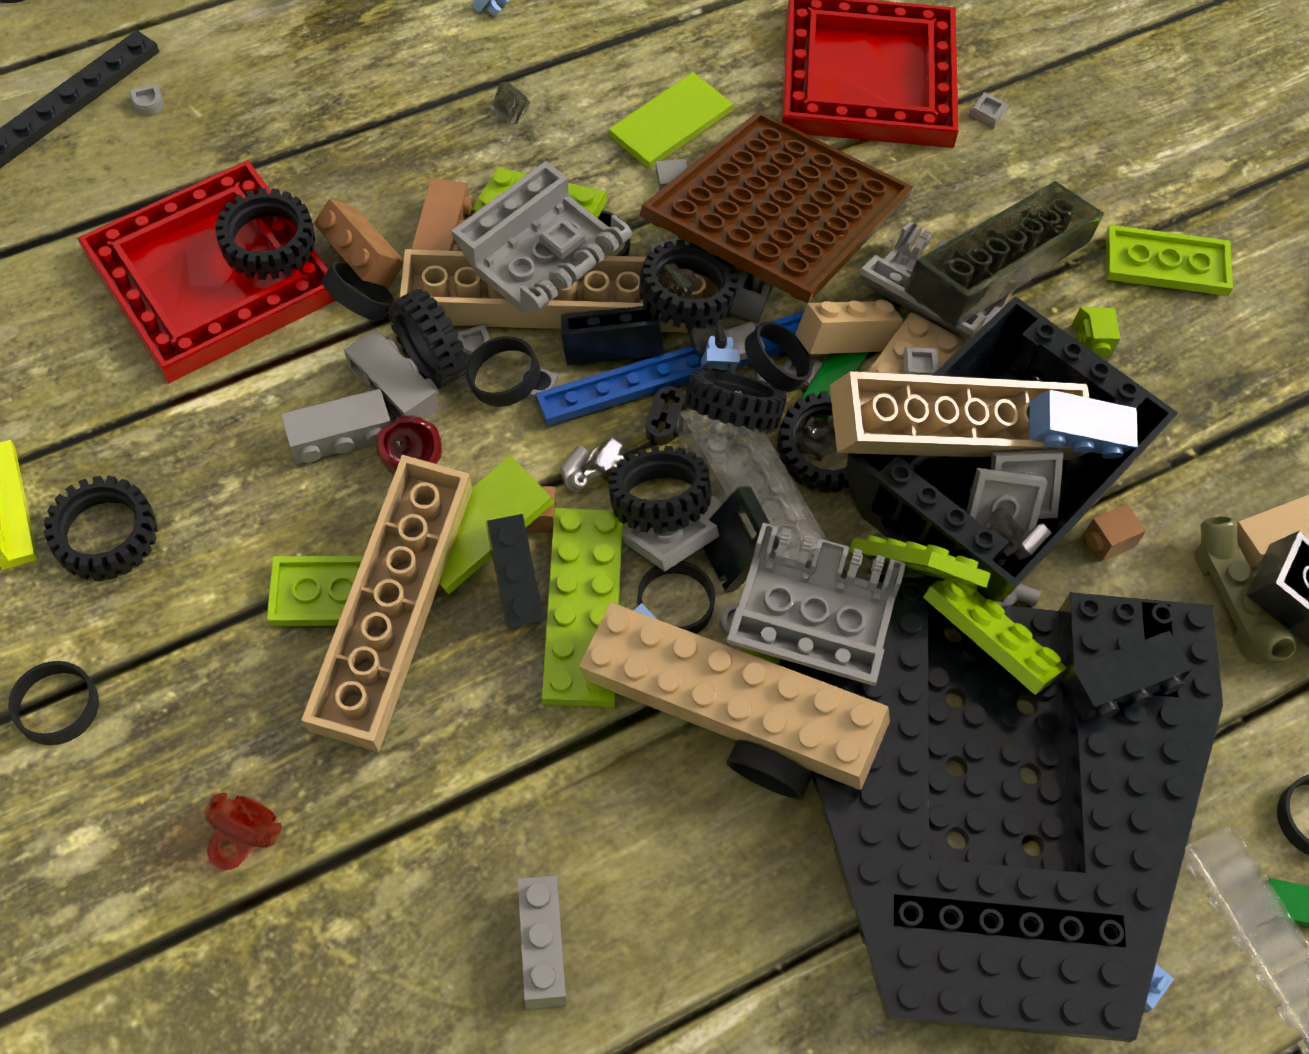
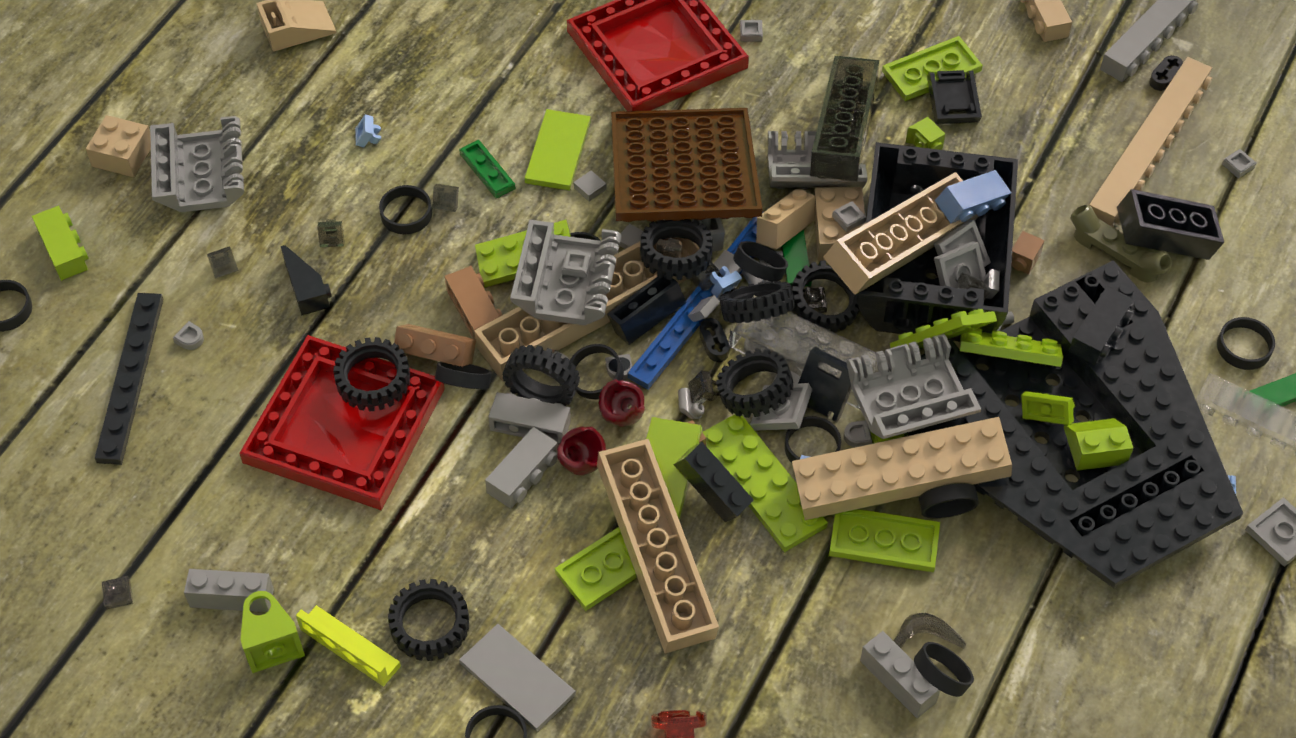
camera: 30 degrees left, 5 degrees down
(135, 653) = (517, 677): none -> light grey tile
(237, 44) = (222, 262): none -> clear smoke tile
(292, 115) = (306, 283): none -> black slope
(364, 75) = (330, 233): none -> clear smoke tile
(457, 72) = (405, 190): none -> black tyre
(496, 421) = (615, 403): none -> dark red piece
(564, 979) = (936, 676): none -> black tyre
(581, 100) = (487, 169): none -> green tile
(631, 903) = (930, 624): none -> clear smoke piece
(665, 767) = (885, 539): none -> lime plate
(672, 372) = (703, 308): none -> light grey tile
(985, 735) = (1047, 408): none -> lime tile
(1012, 820) = (1098, 443): none -> lime slope
(1169, 301) = (954, 93): none -> black container

